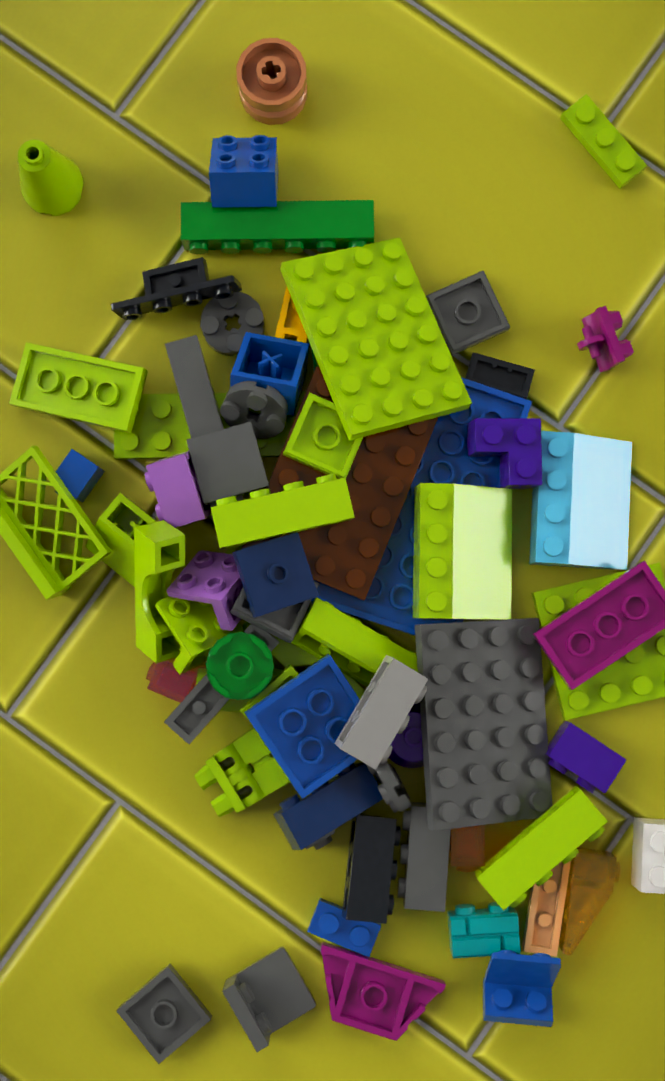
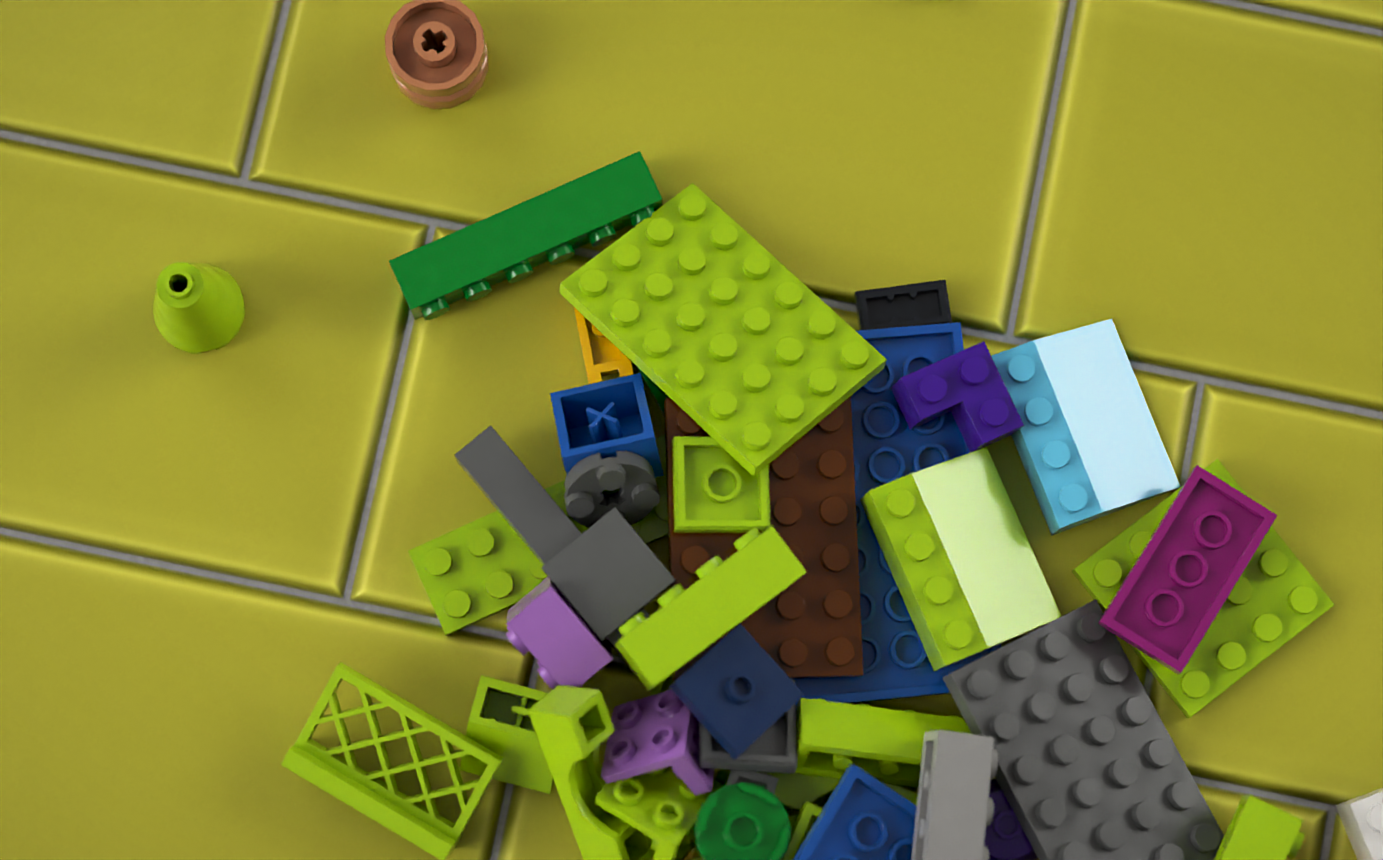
camera: 30 degrees left, 5 degrees down
(78, 387) = (359, 561): lime plate -> none
(79, 475) = (409, 676): blue brick -> none
(174, 286) = (427, 372): black bracket -> none
(214, 322) = (507, 367): dark grey plate -> none
(244, 171) = (456, 186): blue brick -> none
(468, 312) = (825, 242): dark grey plate -> none
(585, 757) = (1236, 754): dark purple brick -> none
(602, 339) = (1014, 204): magenta hips -> none

